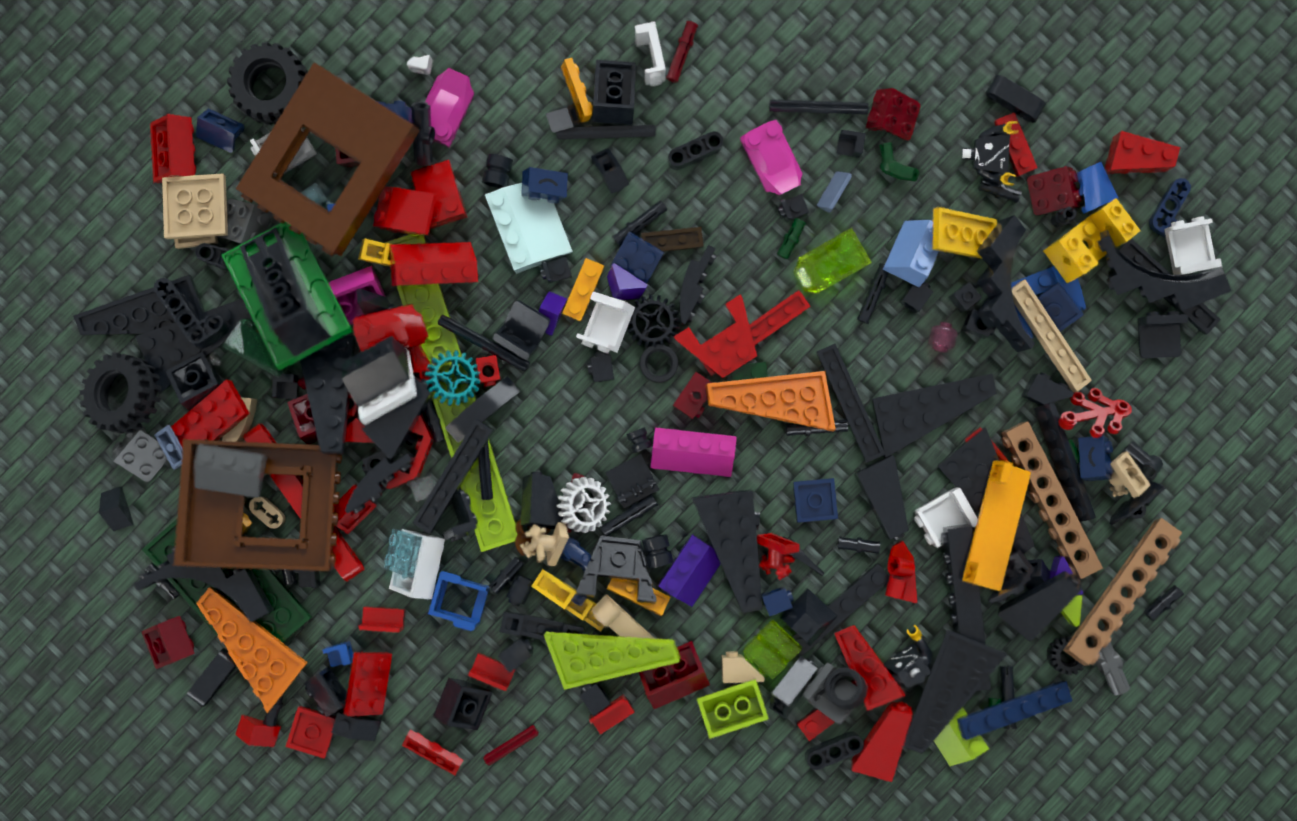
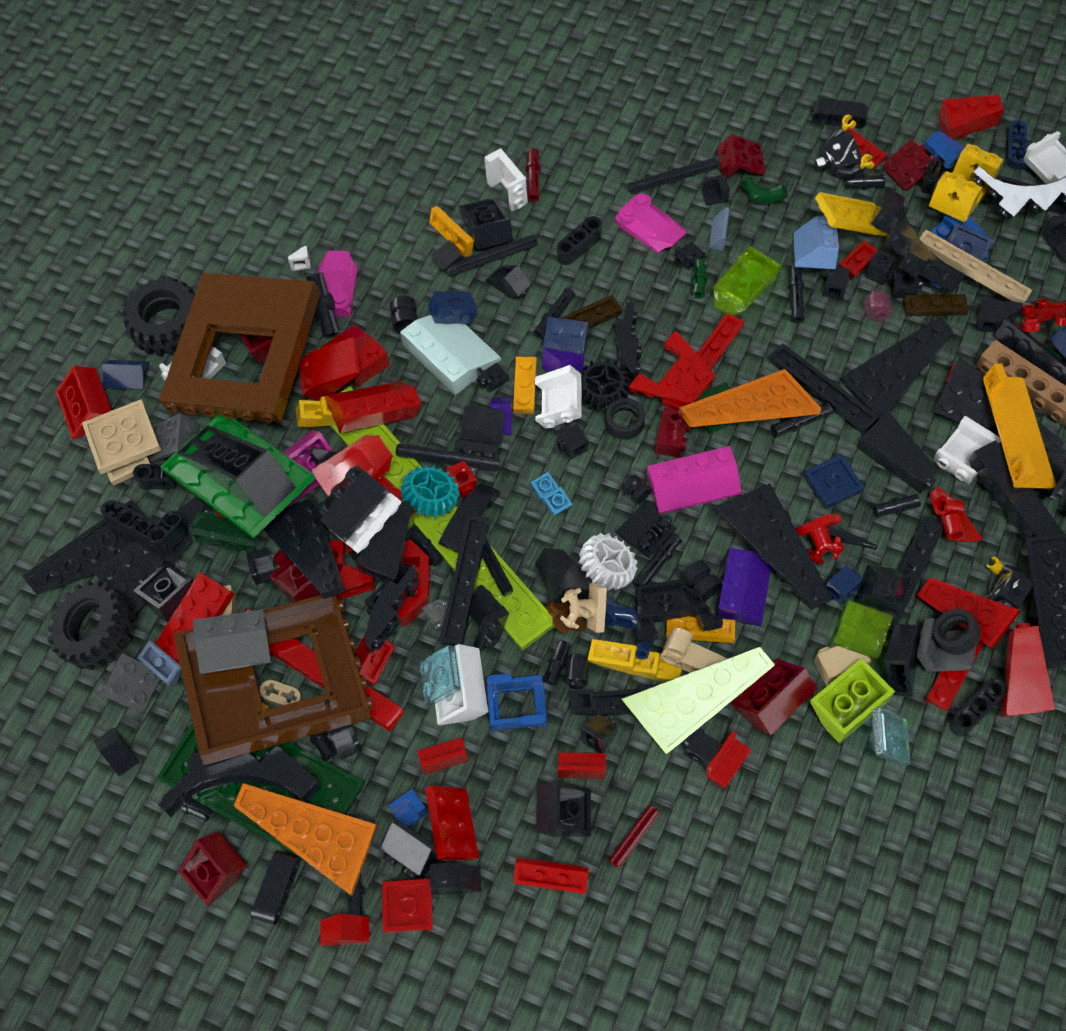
camera: 15 degrees left, 25 degrees down
(563, 413) = (550, 494): none -> dark azure slope
(749, 750) = (891, 737): none -> clear light blue plate
(949, 278) = (858, 259): none -> red plate
(997, 355) = (936, 305): none -> dark brown plate

